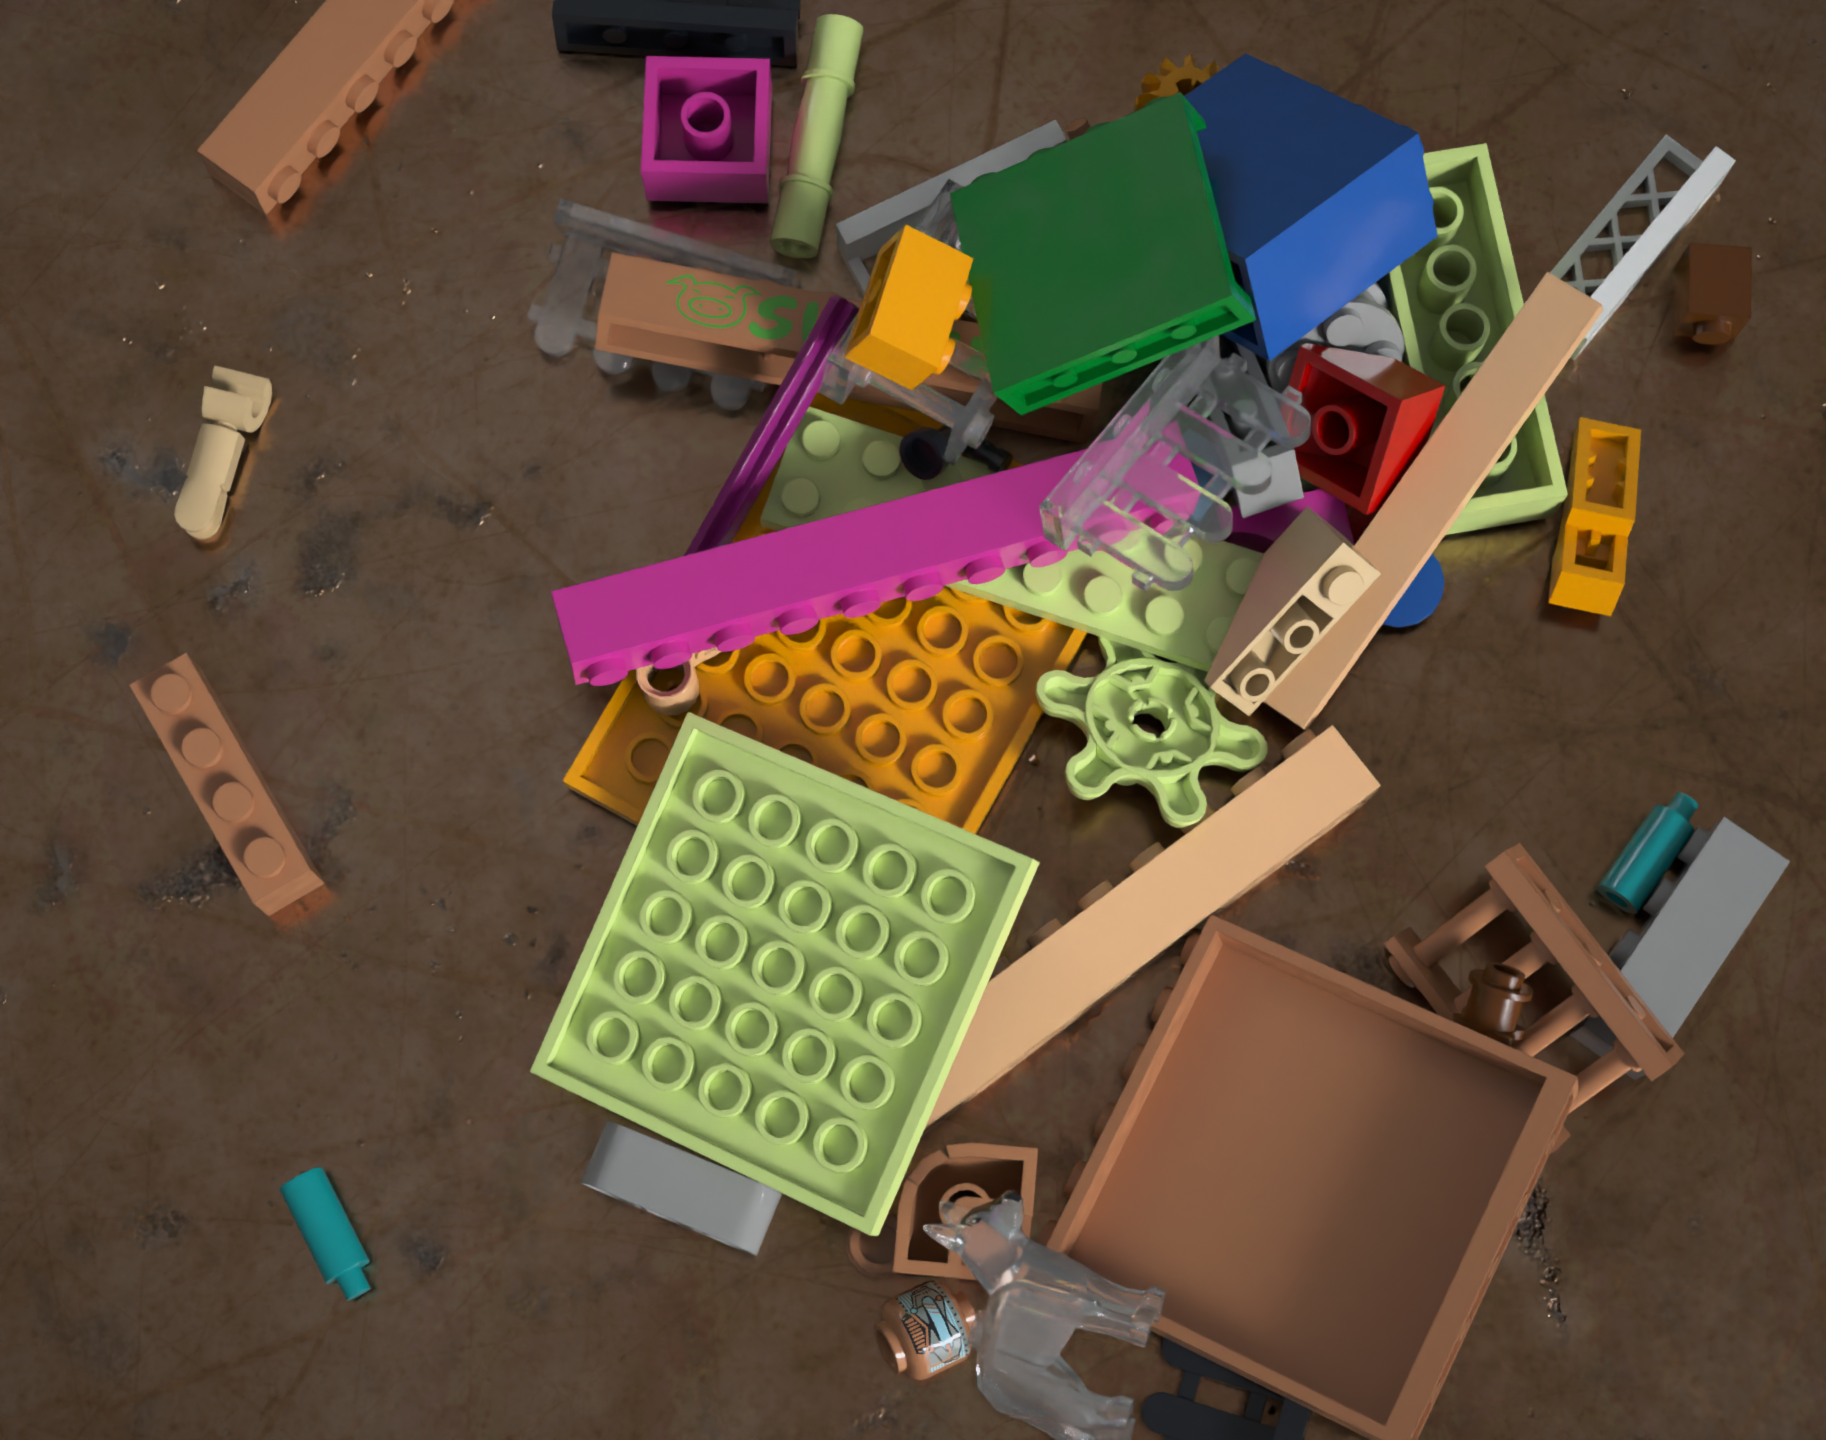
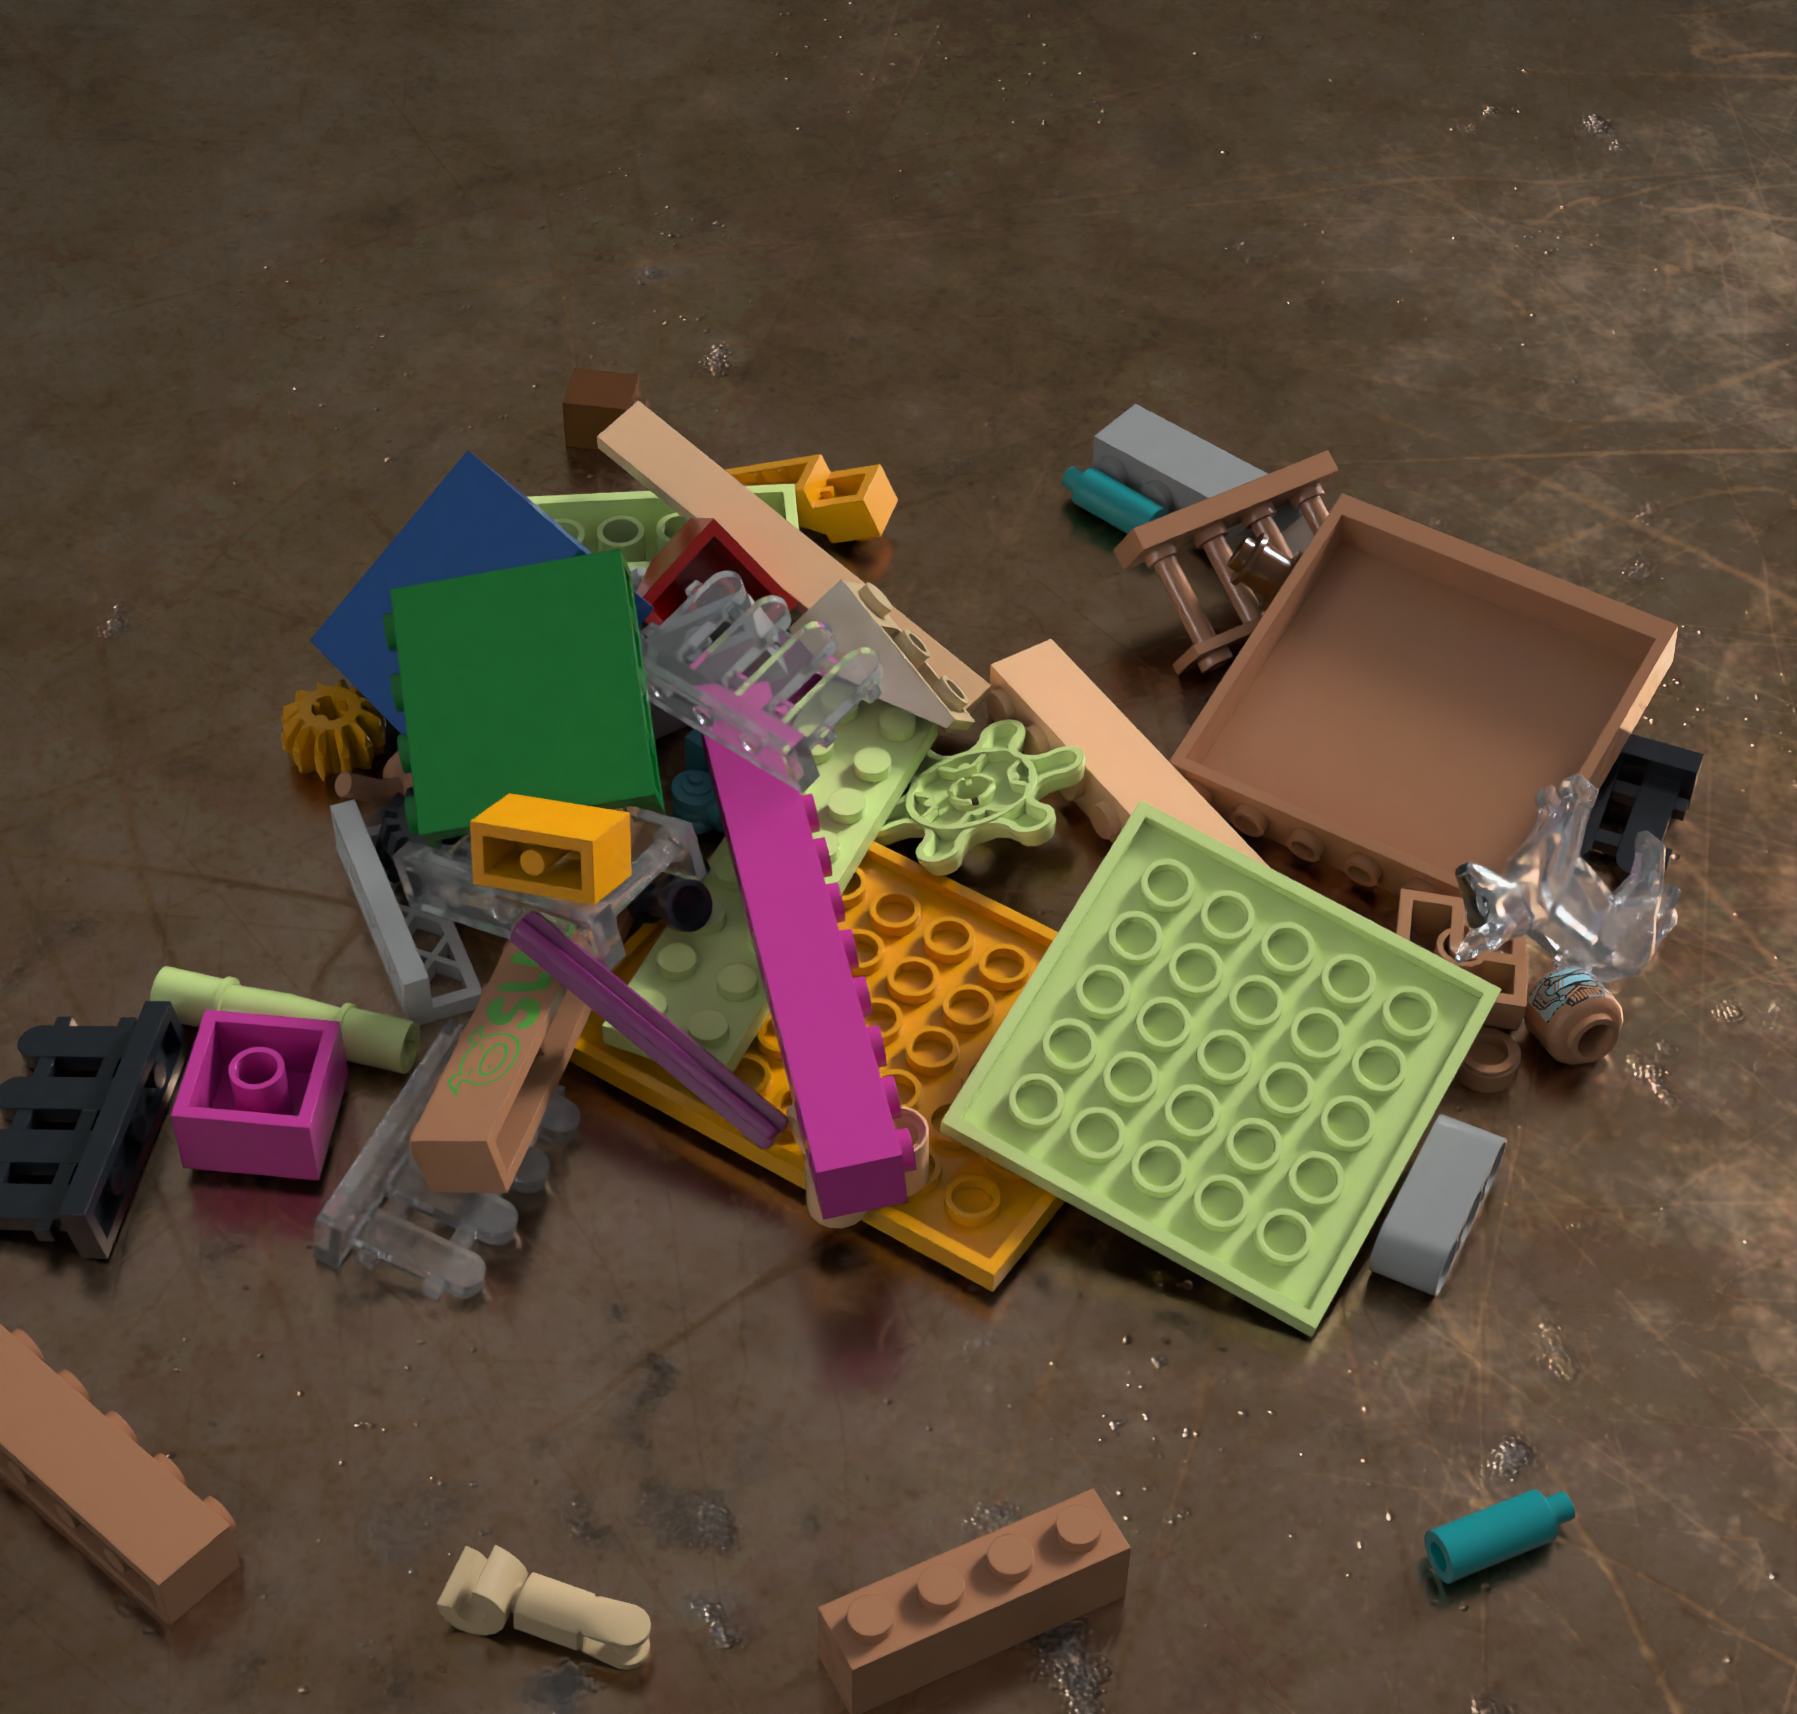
camera: 85 degrees left, 30 degrees down
(1663, 228) = (534, 432): white fence -> none

